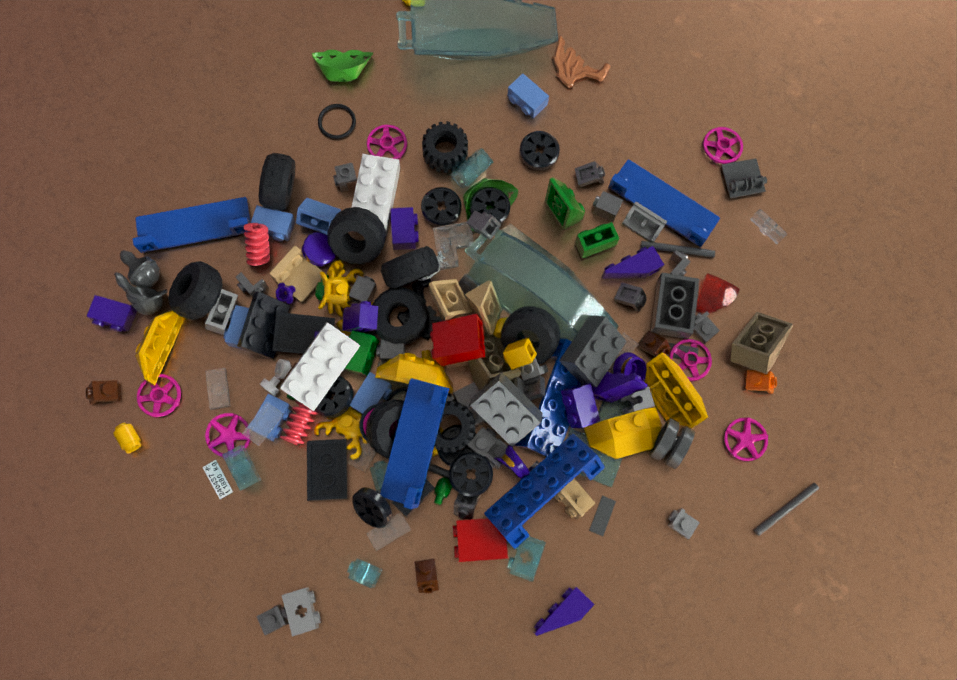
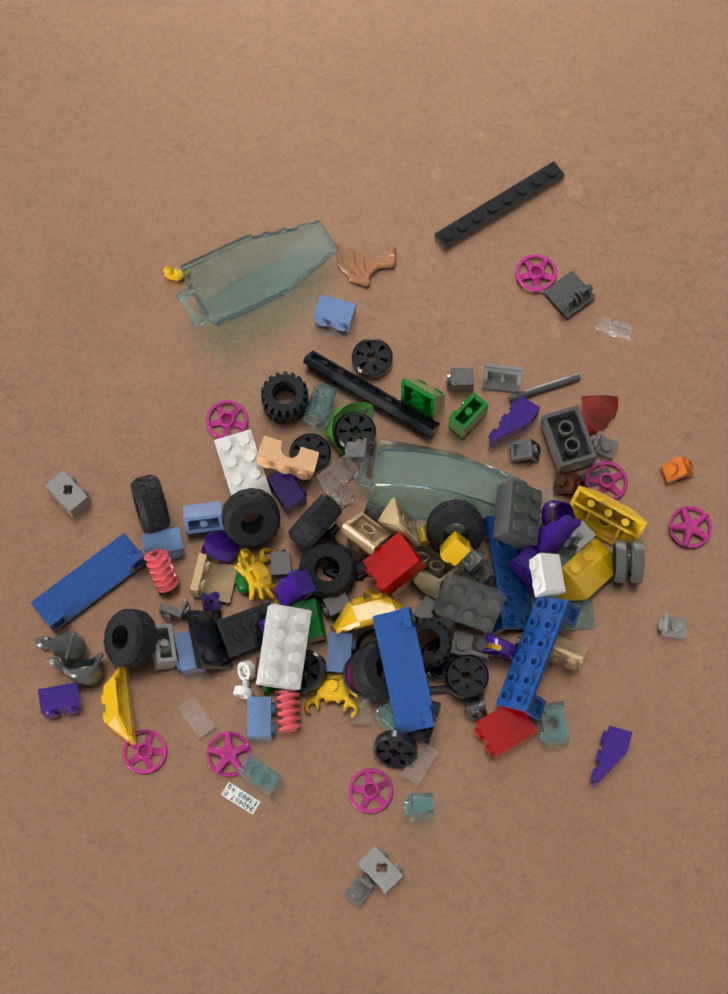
camera: 20 degrees left, 5 degrees down
(102, 391) = (91, 773): reddish brown bracket -> none
(127, 437) = (139, 801): yellow brick -> none
(218, 149) = (61, 485): none -> light grey brick
(263, 423) = (258, 724): clear plate -> none
(327, 470) = (336, 738): black plate -> none
(333, 532) = (370, 791): none -> dark pink wheel
(336, 136) = (164, 406): black tyre -> none
(342, 67) = (145, 368): bright green piece -> none
(344, 174) = (206, 468): flat silver bracket -> none
(424, 212) = (272, 457): none -> light nougat arch
(426, 576) = (474, 784): reddish brown bracket -> none
(442, 490) = (448, 704): green cylinder -> none
(522, 180) = (370, 392): none -> black plate
(589, 174) = (429, 357): flat silver bracket -> none
(590, 420) = (547, 575): none -> white brick
(602, 515) = (600, 656): dark grey sticker -> none
(677, 209) = (510, 349): blue bracket -> none
(682, 262) = (553, 396): flat silver bracket -> none
(720, 72) = (499, 205): none -> black plate
(760, 342) = (659, 435): dark tan slope -> none

